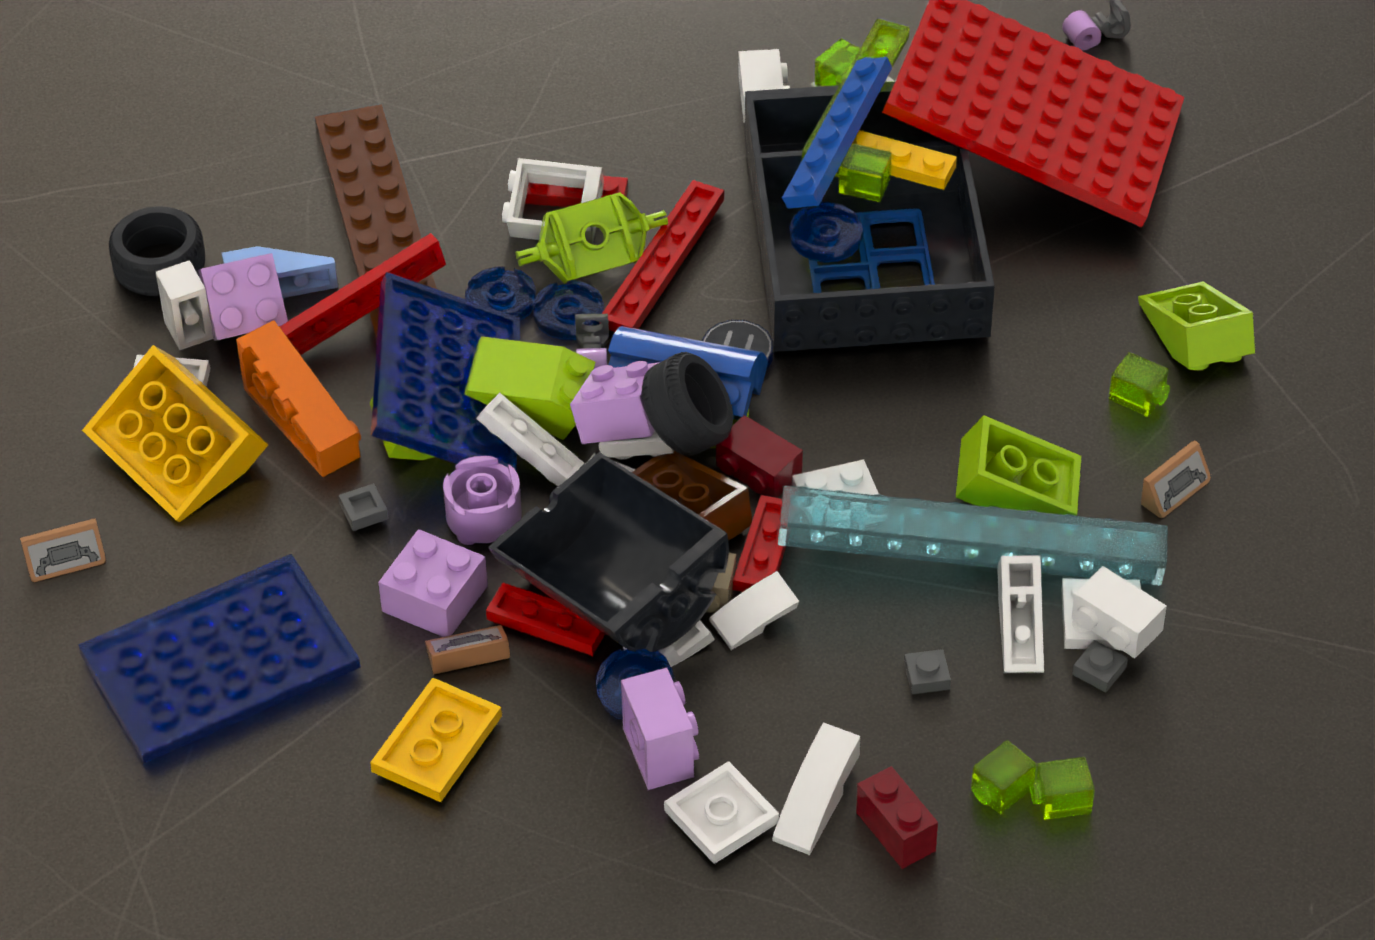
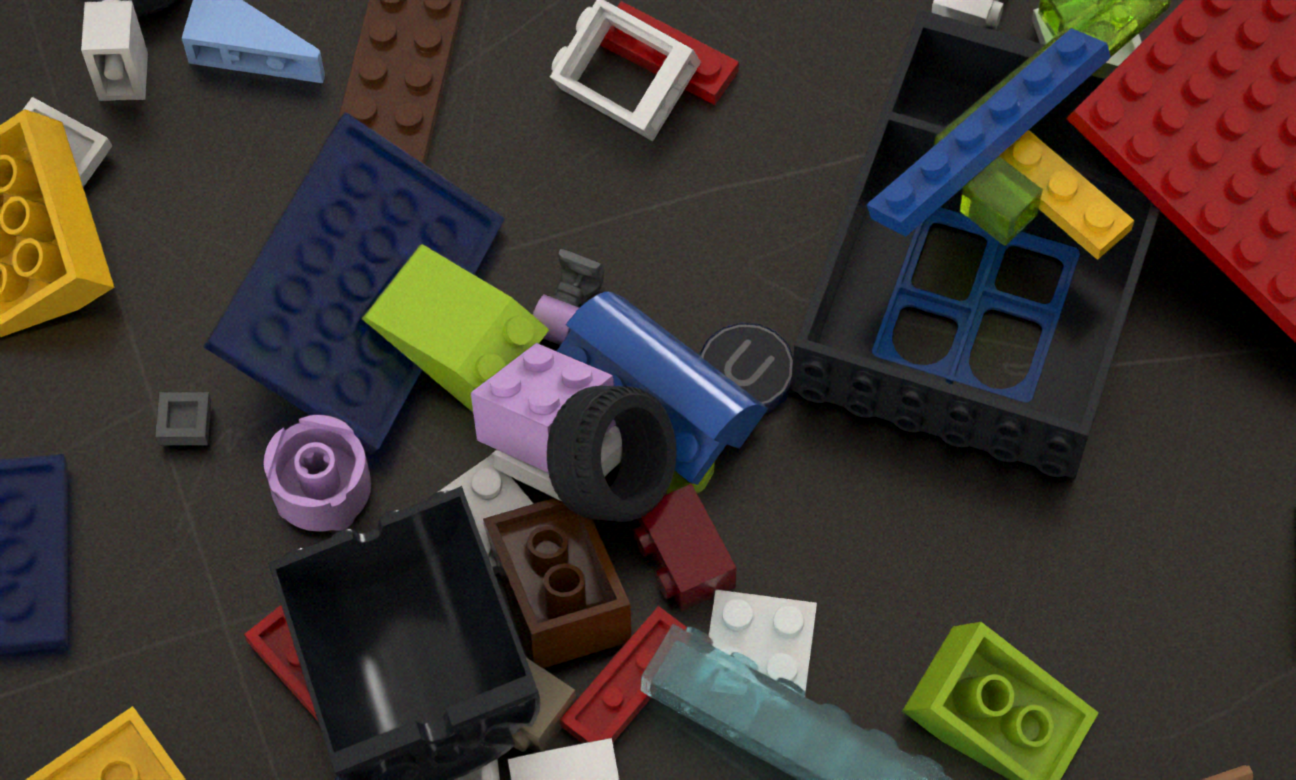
camera: 25 degrees right, 15 degrees up
(243, 296) = (184, 67): lavender brick -> none
(296, 399) = (178, 236): orange wedge -> none
(361, 295) = (300, 124): red plate -> none
(433, 583) = (202, 569): lavender brick -> none
(468, 649) = (202, 674): medium nougat slope -> none
(503, 291) = (504, 172): clear blue tile -> none
(529, 440) = (414, 414): white plate -> none
(558, 304) = (573, 220): clear blue tile -> none
(571, 256) = (681, 130): lime plate -> none
(663, 256) = (720, 198): red plate -> none
(826, 232) = (909, 272): clear blue tile -> none
(1139, 384) = (1227, 637): clear neon green brick -> none

